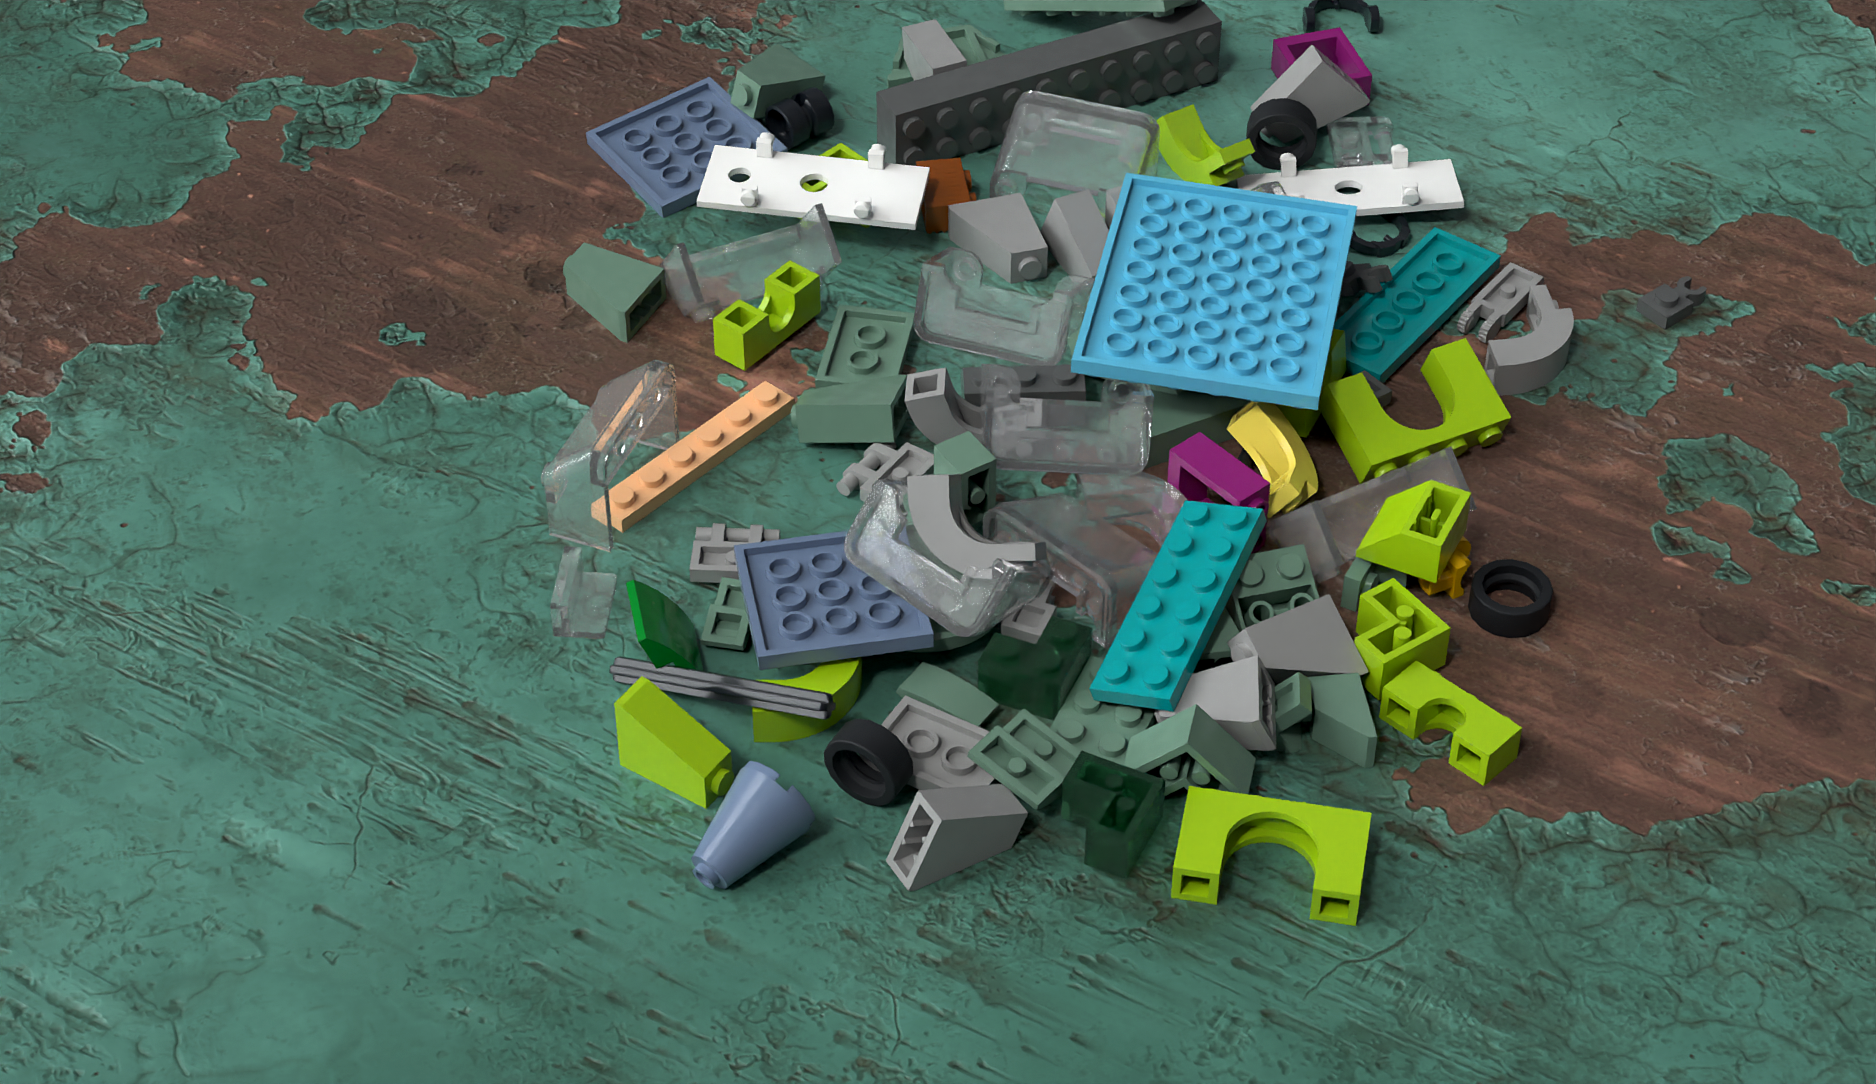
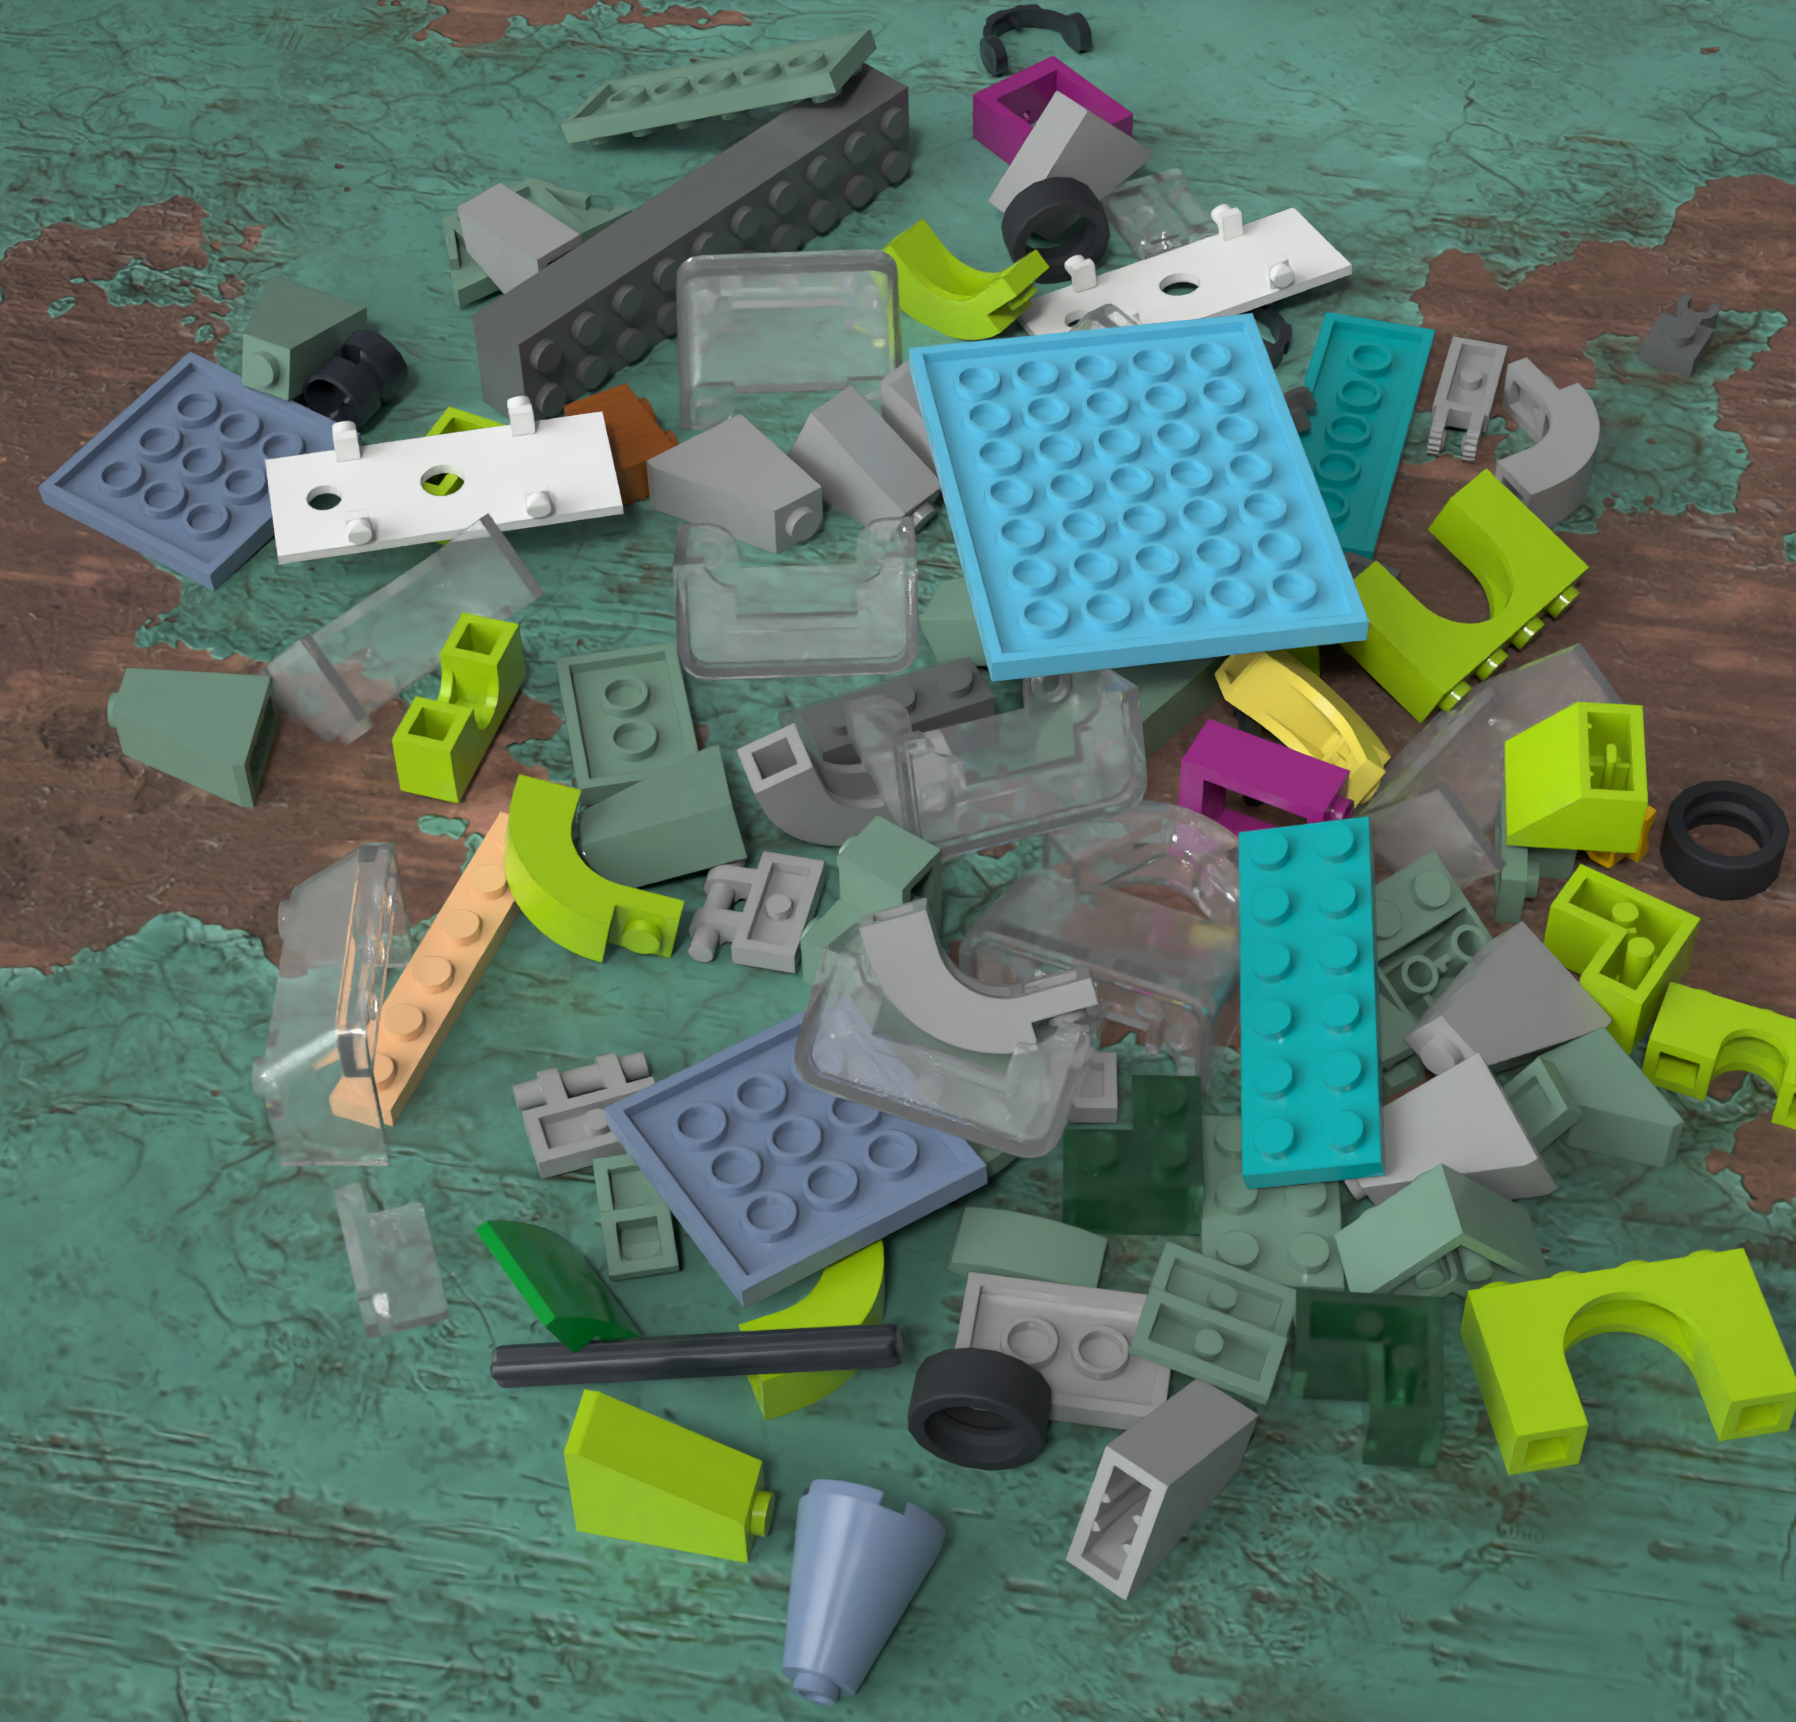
camera: 20 degrees left, 5 degrees up
(777, 436) = (564, 894): none -> lime arch

